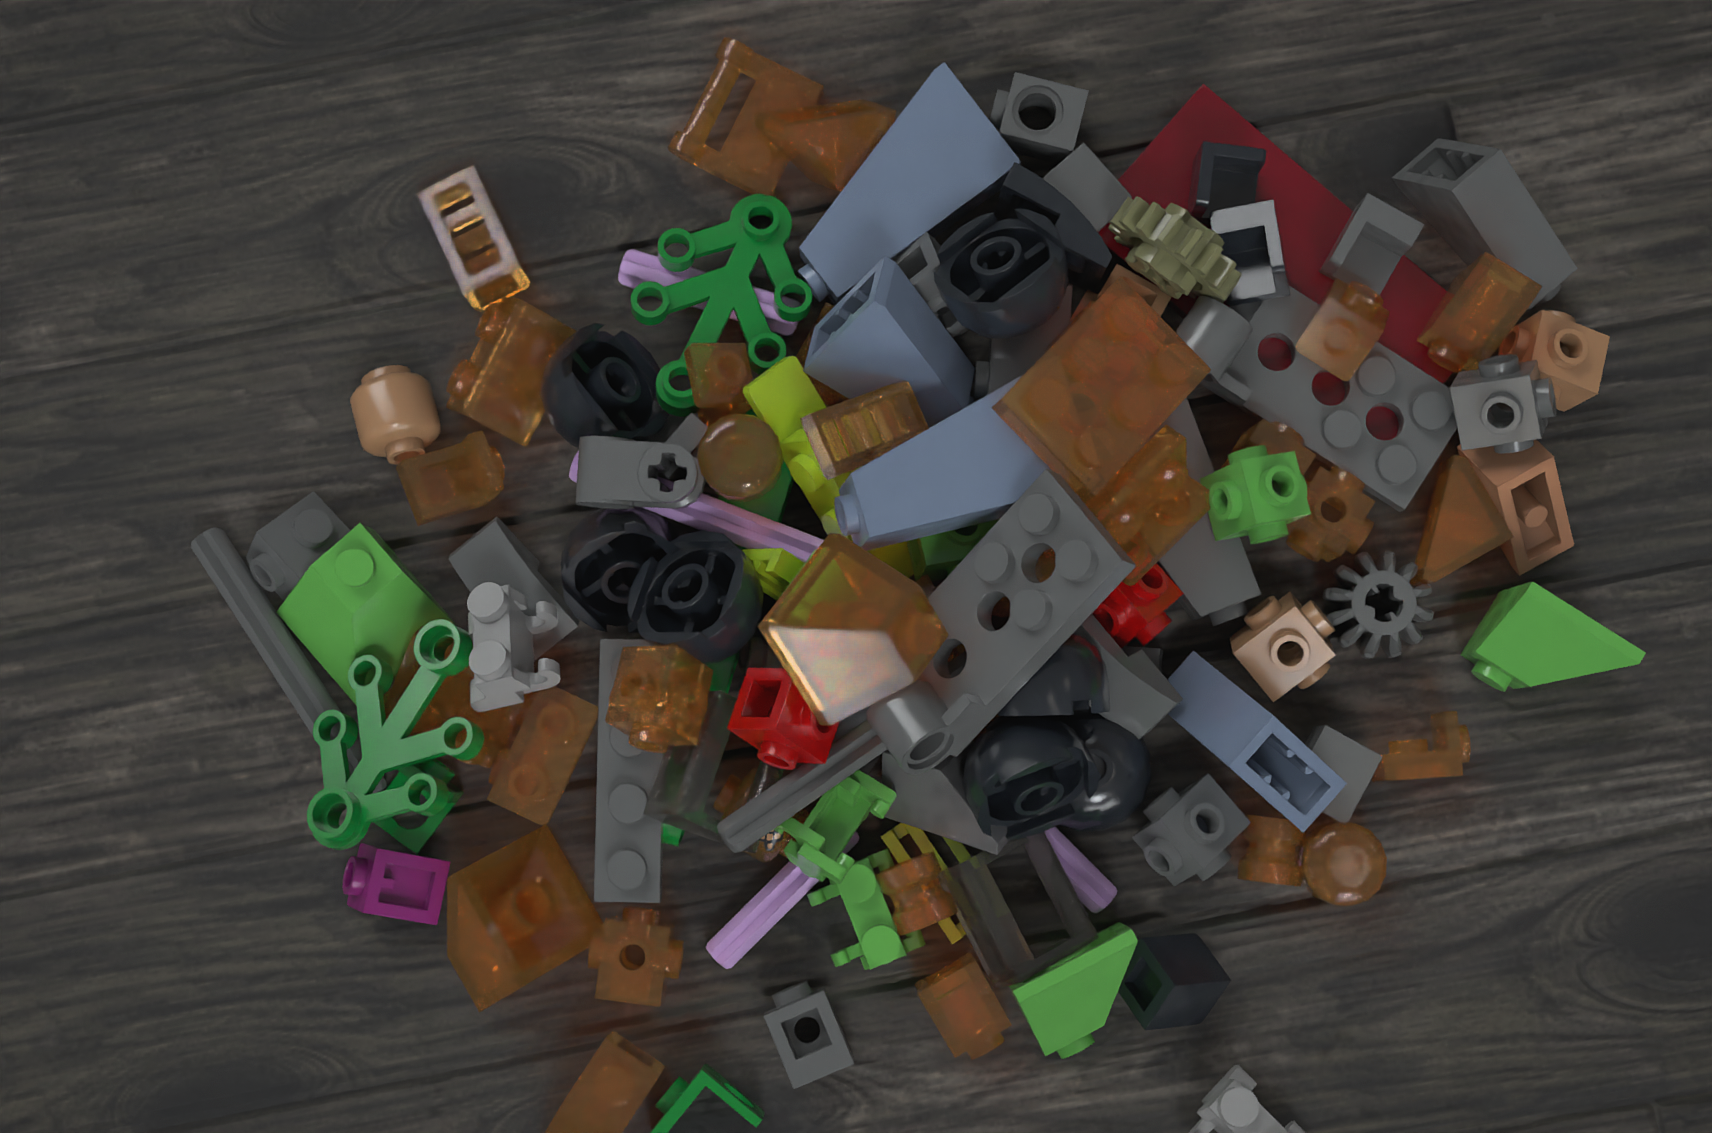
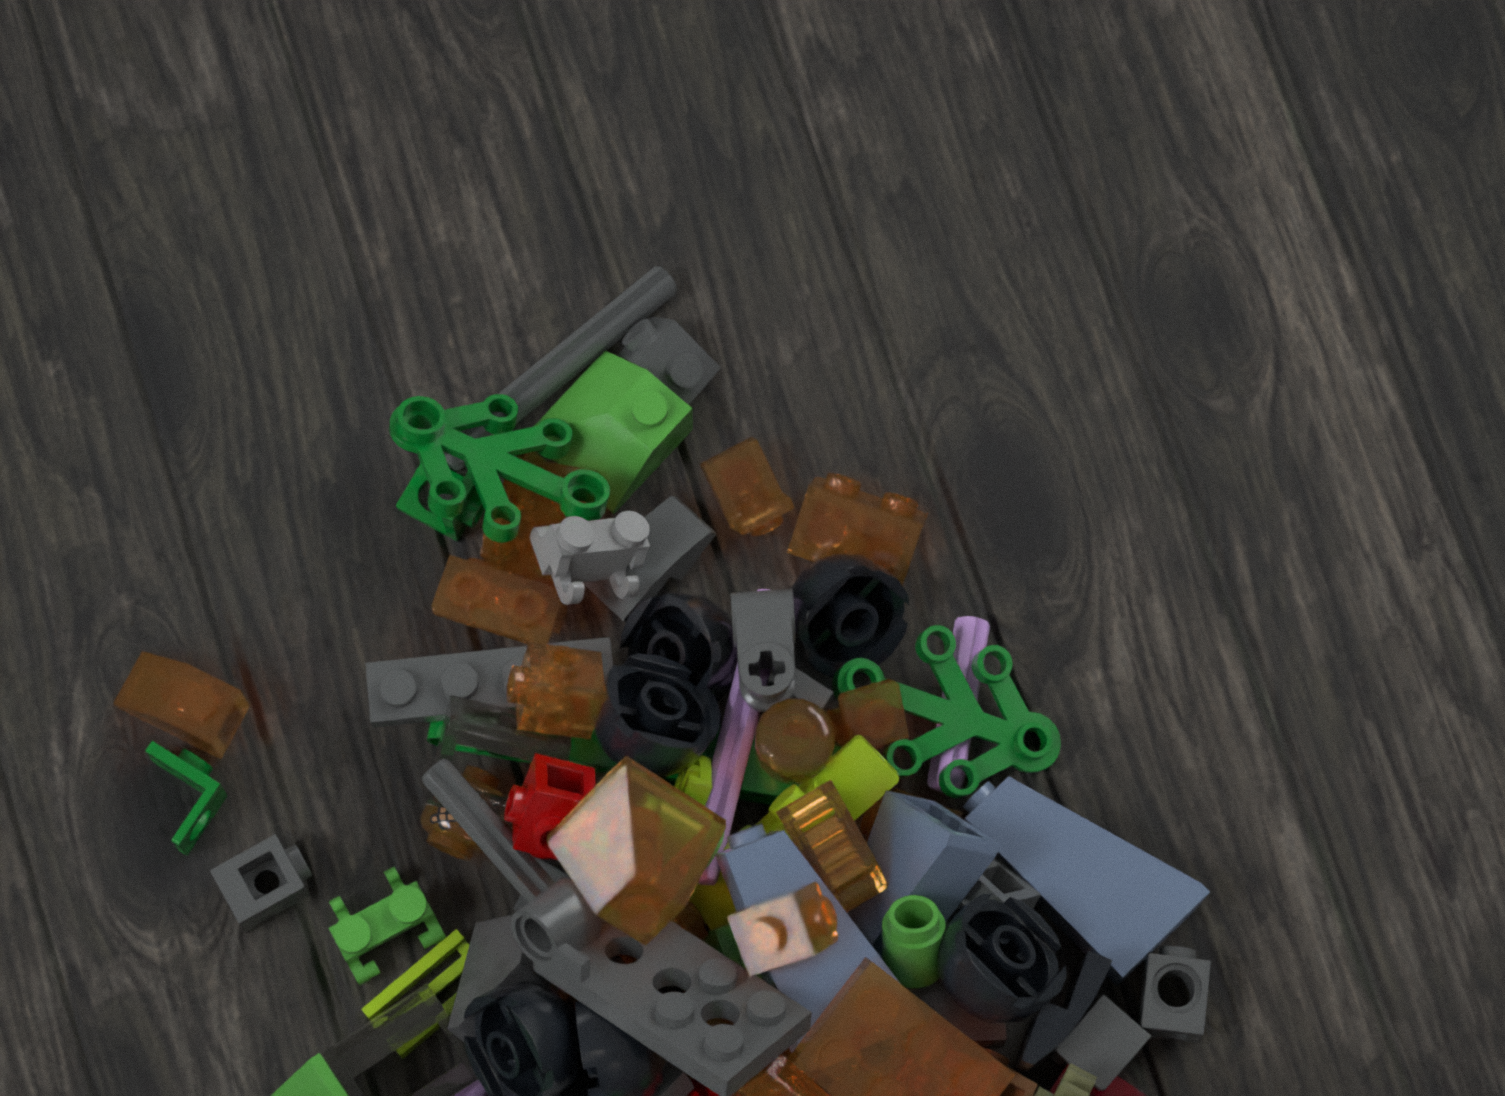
camera: 80 degrees right, 10 degrees down
(395, 413) = (801, 429): medium nougat head -> none
(395, 884) = (365, 489): magenta bracket -> none
(492, 273) = (950, 503): clear orange slope -> none
(516, 917) = (345, 601): clear orange slope -> none
(620, 977) = (305, 696): clear orange brick -> none
(747, 155) = (1125, 736): clear orange plate -> none
(762, 913) = (394, 844): lavender axle -> none
(827, 139) = (1123, 793): clear orange slope -> none
(833, 824) = (461, 875): bright green piece -> none
(916, 893) = (404, 963): clear orange wheel -> none
(957, 485) = (784, 929): none -> clear orange bracket
(964, 1007) = (300, 1021): clear orange slope -> none
(970, 360) = (912, 940): none -> bright green brick

